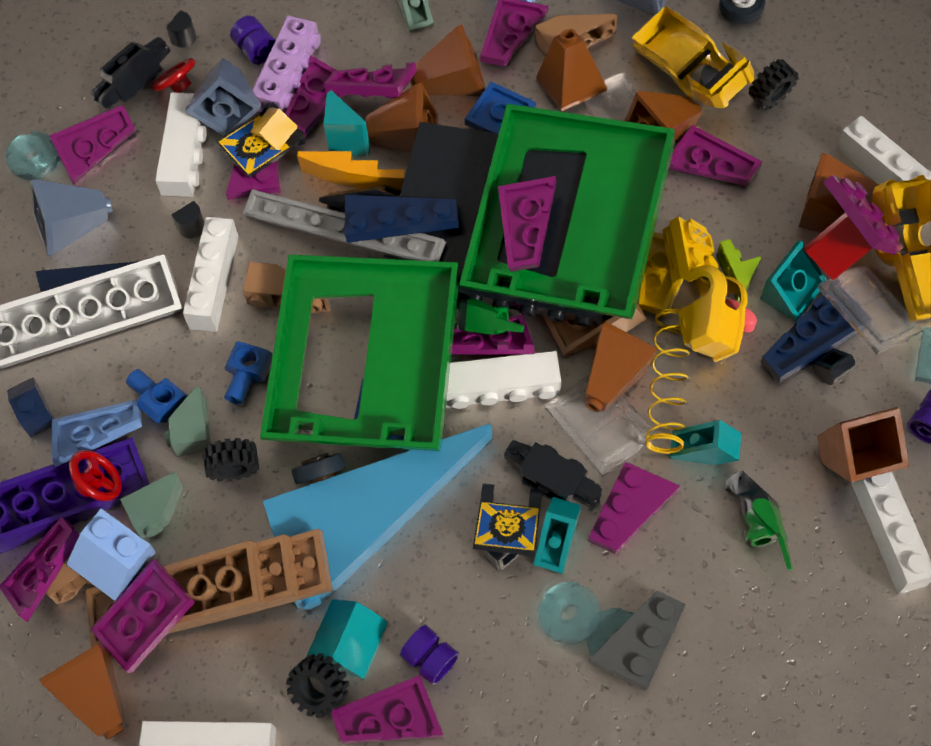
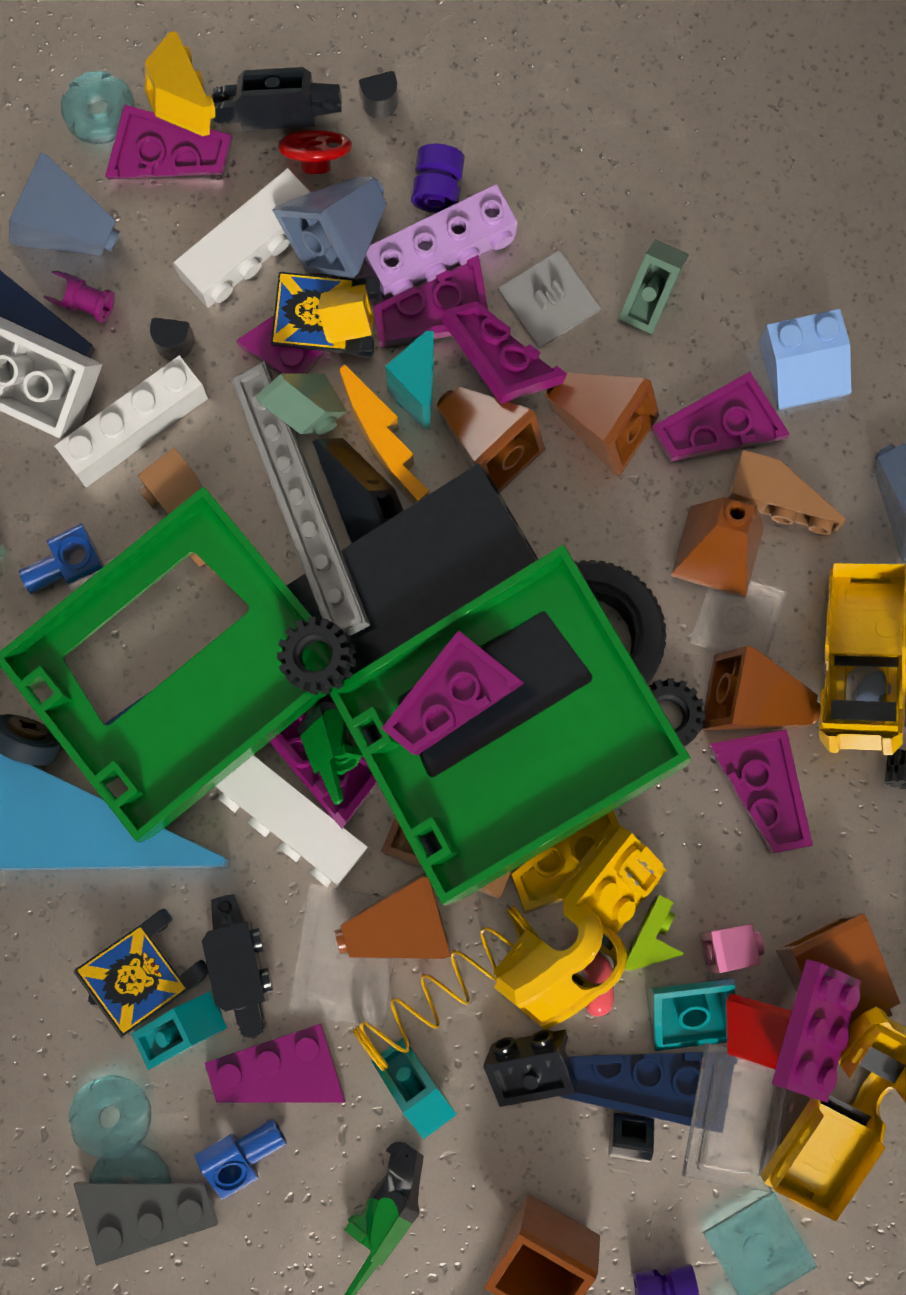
camera: 40 degrees right, 15 degrees up
(73, 104) = (176, 88): none -> yellow slope
(120, 242) = (84, 298): none -> magenta piece
(295, 185) = (303, 402): none -> sand green slope
(365, 48) = (549, 299): none -> light grey piece
(396, 216) = (346, 544): dark blue wing -> none
(430, 255) = (293, 650): none -> black tyre
(490, 108) = (603, 515): blue plate -> none
(655, 569) = (231, 1160): none -> blue piece
(751, 377) = (530, 1068): none -> black bracket
(777, 238) = (731, 948): none -> bright pink slope

